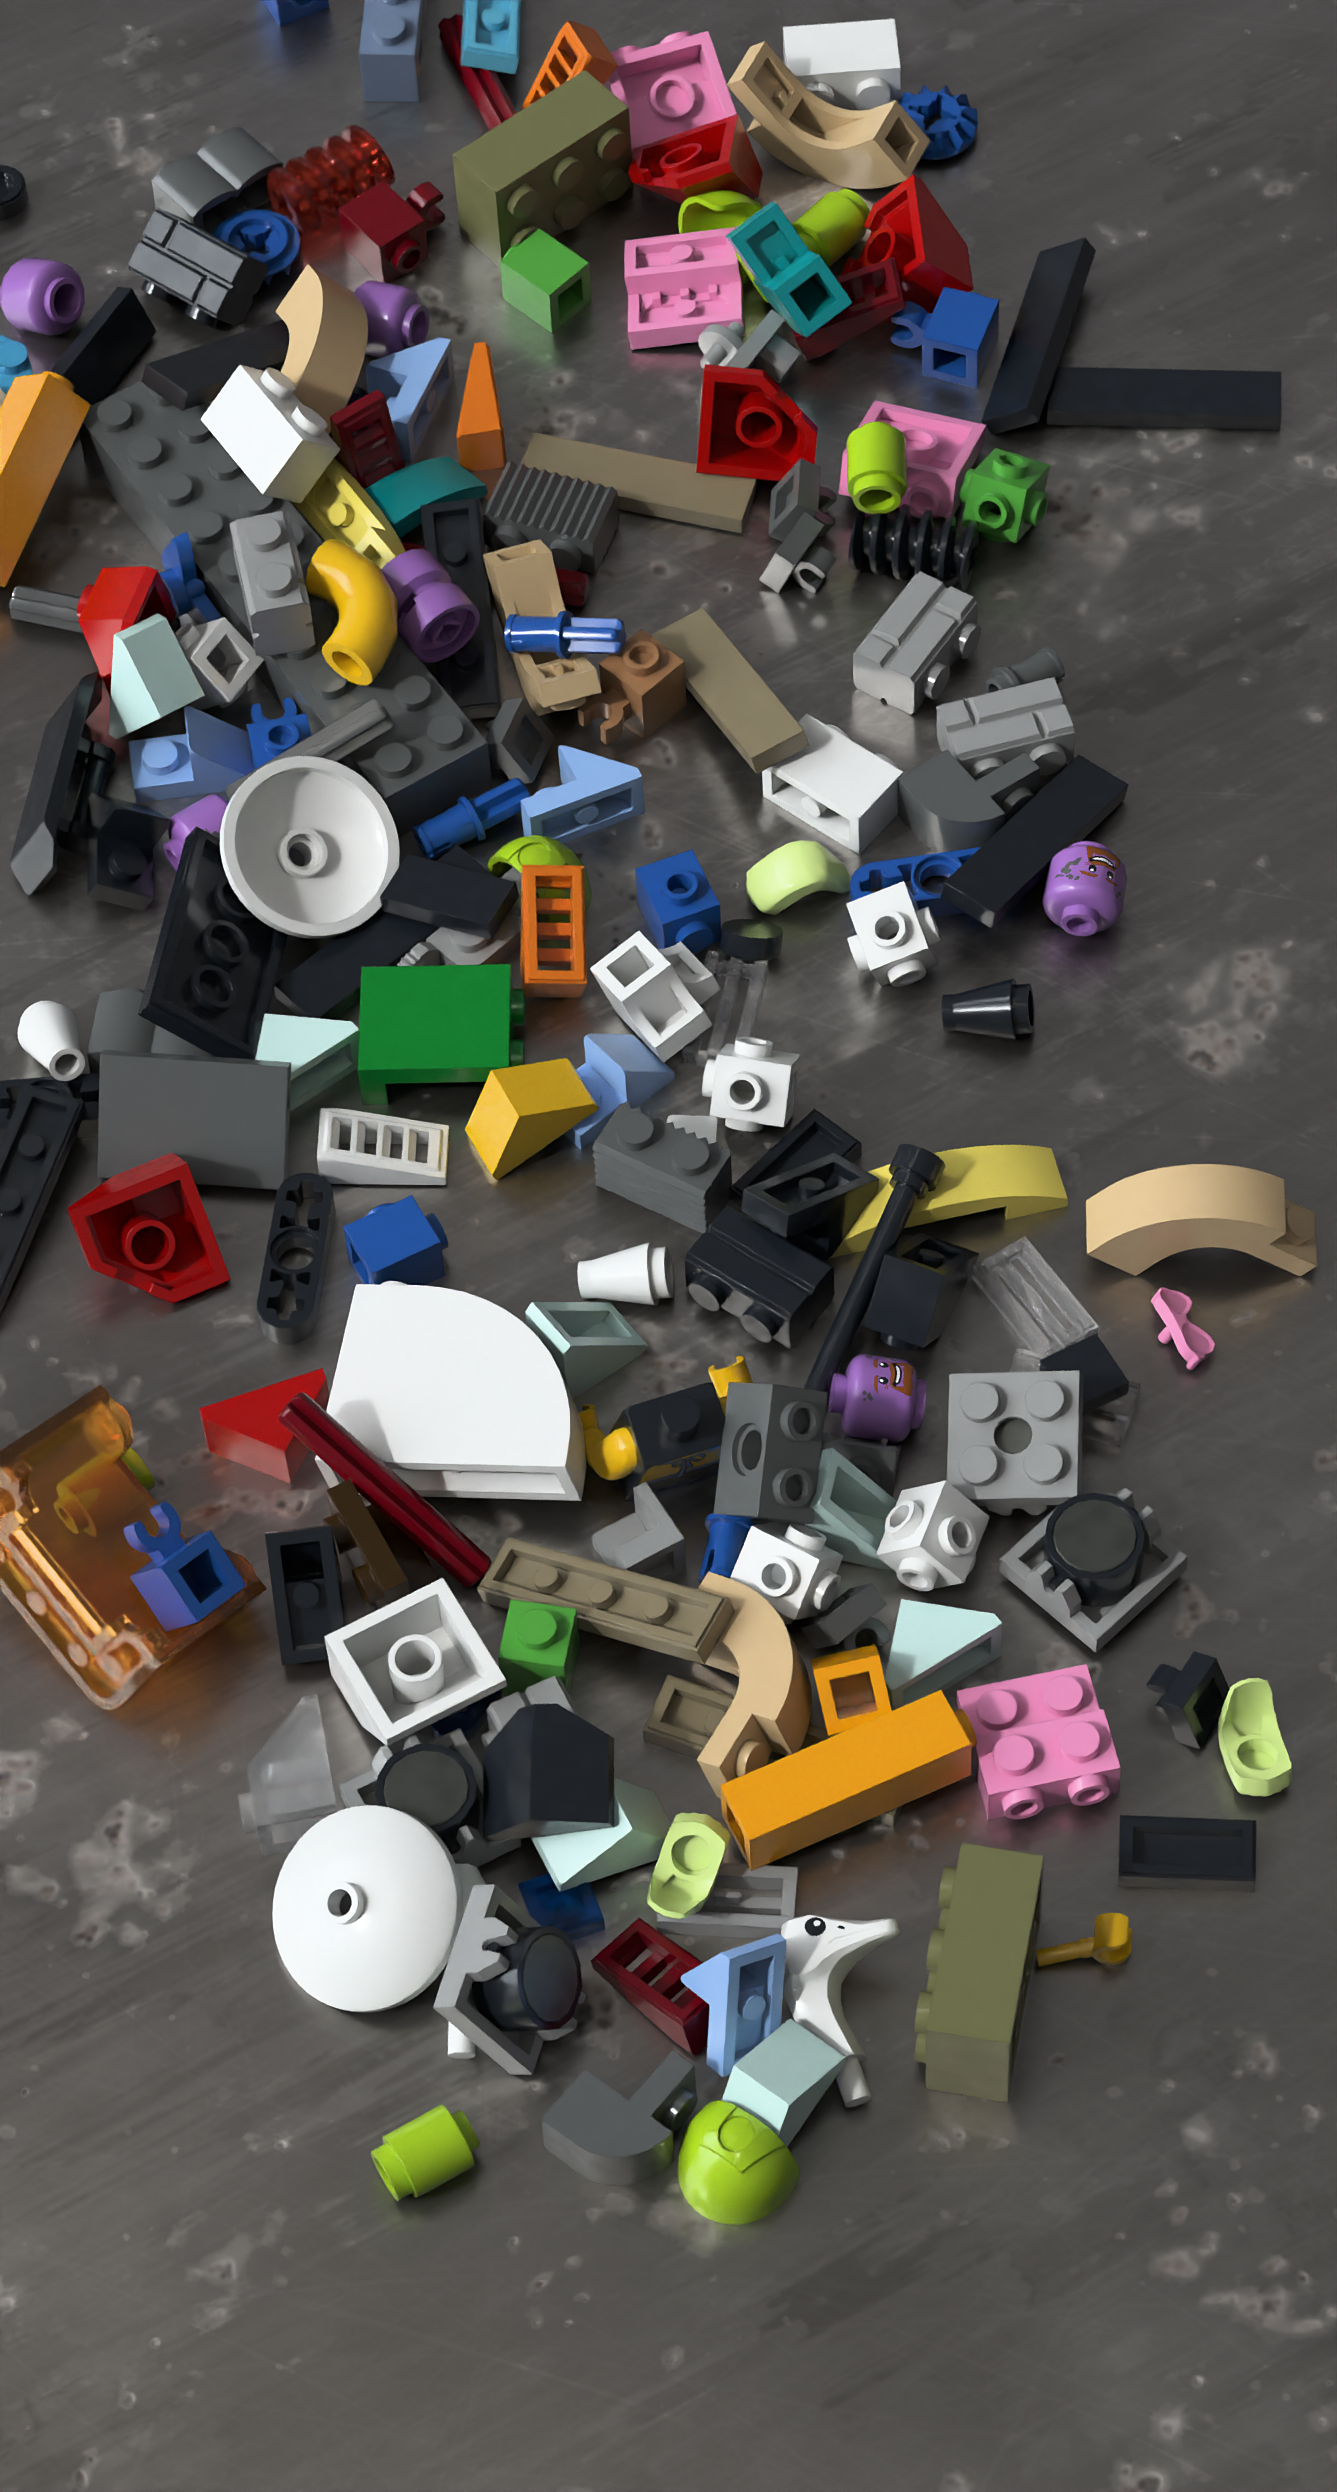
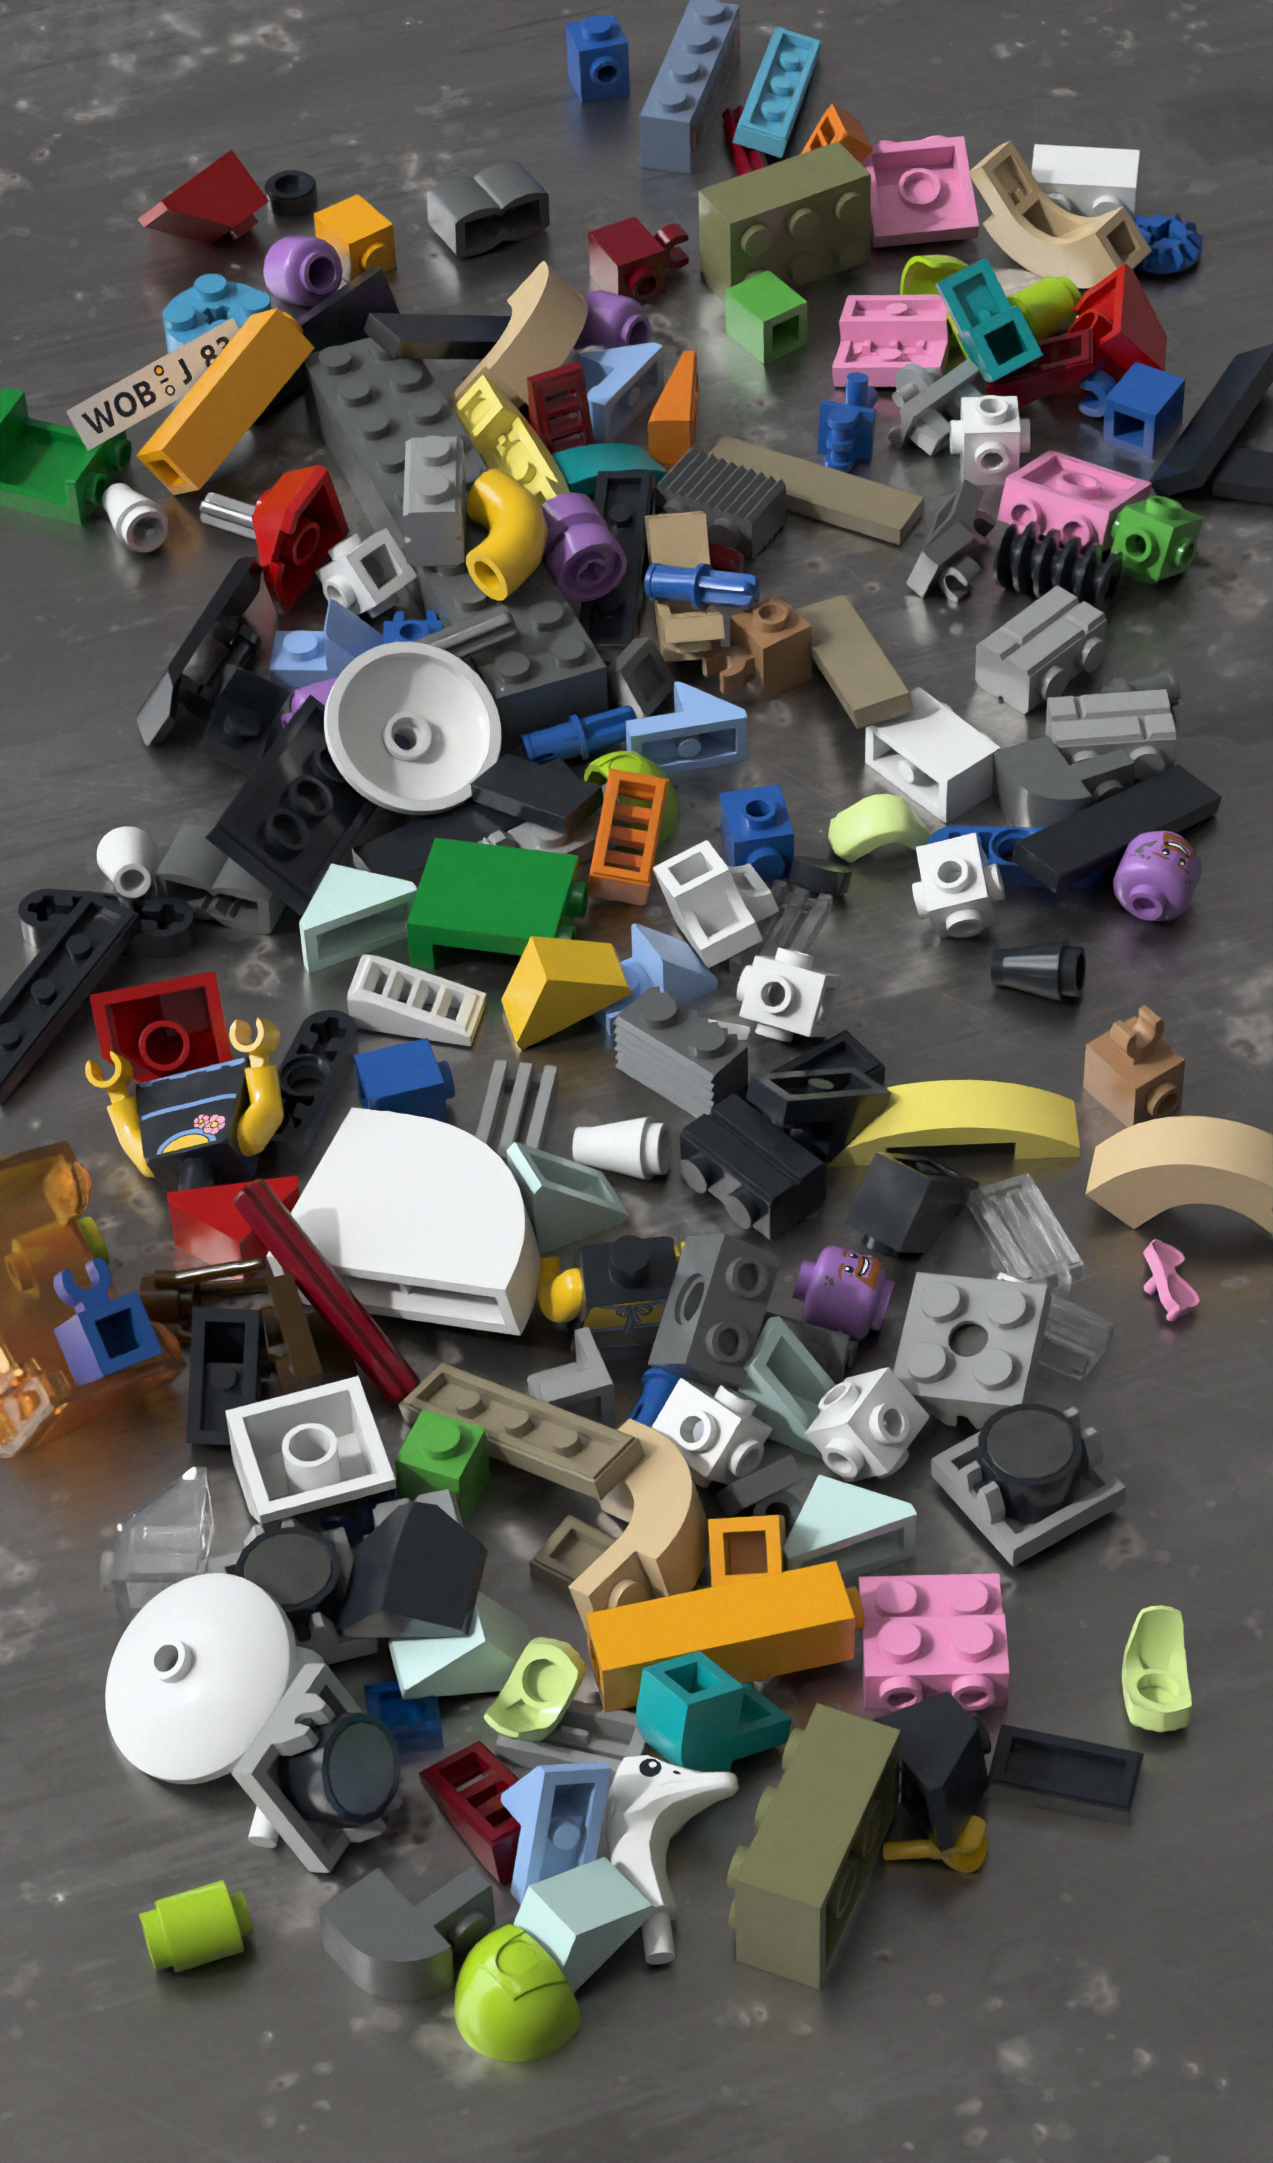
camera: 10 degrees right, 10 degrees down
(90, 244) = (358, 235): none -> light orange brick
(148, 676) = (301, 570): light aqua slope -> none
(182, 582) = (358, 501): blue animal -> none
(197, 268) = (448, 265): brick -> none
(209, 1111) = (260, 941): dark grey tile -> none
(210, 1325) = (202, 1122): none -> torso
(233, 1514) = (173, 1294): none -> dark brown plant
(262, 228) = (518, 251): blue gear -> none
(271, 433) = (470, 385): white brick -> none
(326, 175) = (584, 209): clear red piece -> none
(510, 1215) = (521, 1081): none -> light grey tile
(661, 407) = (848, 428): none -> blue arm
(699, 162) = (941, 231): red slope -> none
(750, 426) = (923, 443): red slope -> none
(819, 392) = (989, 438): none -> white brick
(851, 1863) = (704, 1715): none -> teal brick
(876, 467) = (1033, 487): lime brick -> none
(913, 1174) = (925, 1091): black piece -> none
(1078, 1870) = (940, 1765): none -> black slope
(1101, 1375) = (1072, 1303): black tile -> none
(1107, 1111) = (1135, 1070): none -> medium nougat brick
(1191, 1697) = (1100, 1621): black tile -> none

